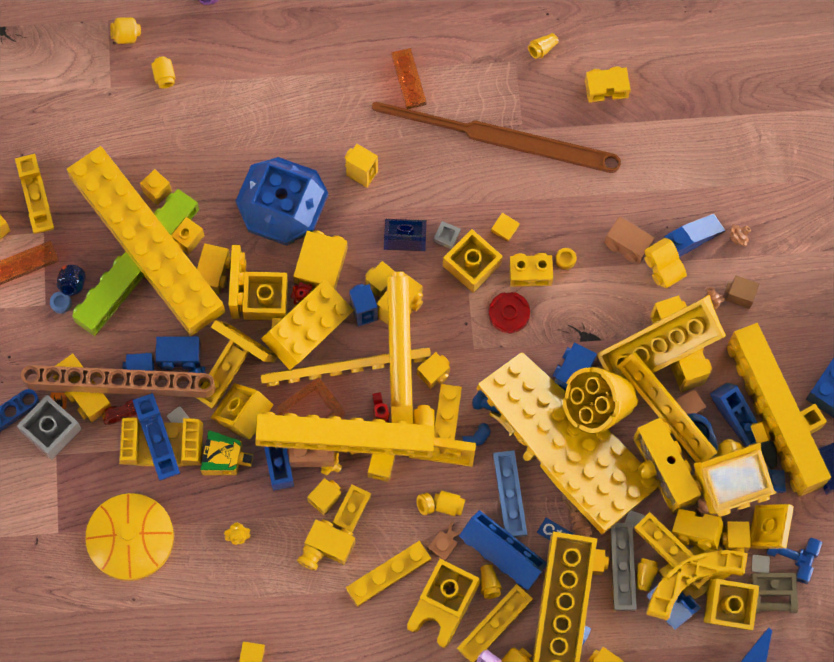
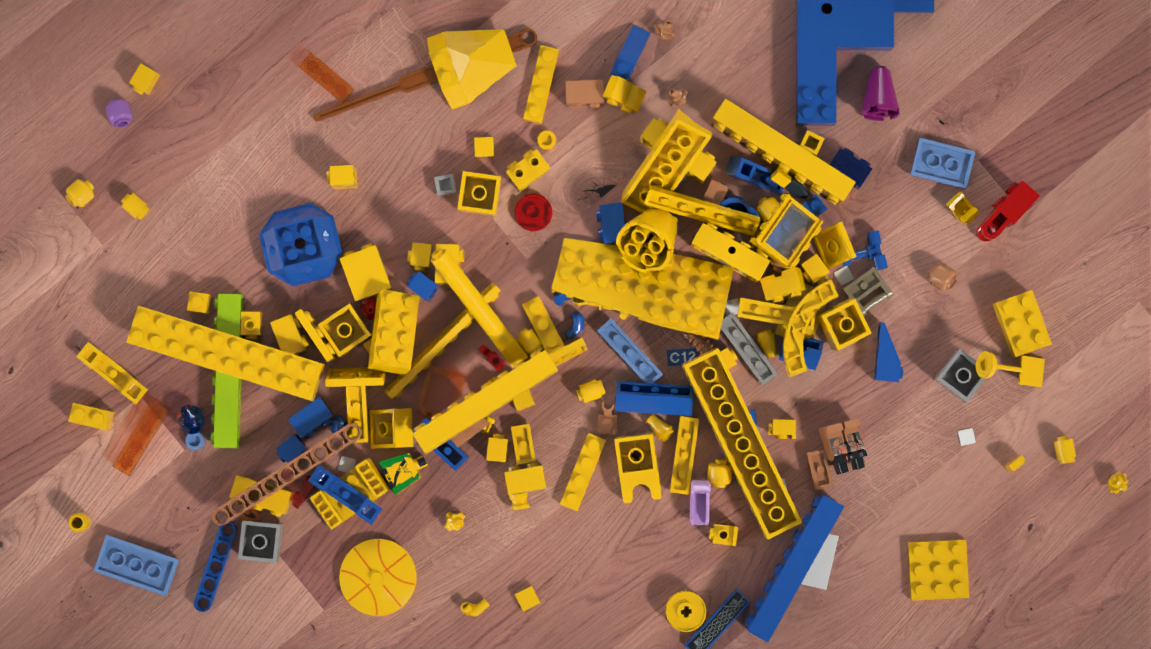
camera: 25 degrees left, 15 degrees up
(194, 629) = (474, 609): none -> yellow arm
(405, 235) = (412, 205): clear blue slope -> none
(425, 503) = (574, 403): yellow tile -> none
(434, 370) = (510, 298): yellow brick -> none
(543, 148) = (469, 62): none -> yellow wedge
(594, 209) = (541, 84): none -> yellow plate
(647, 469) = (717, 266): yellow hinge -> none
(741, 291) = (695, 75): medium nougat brick -> none

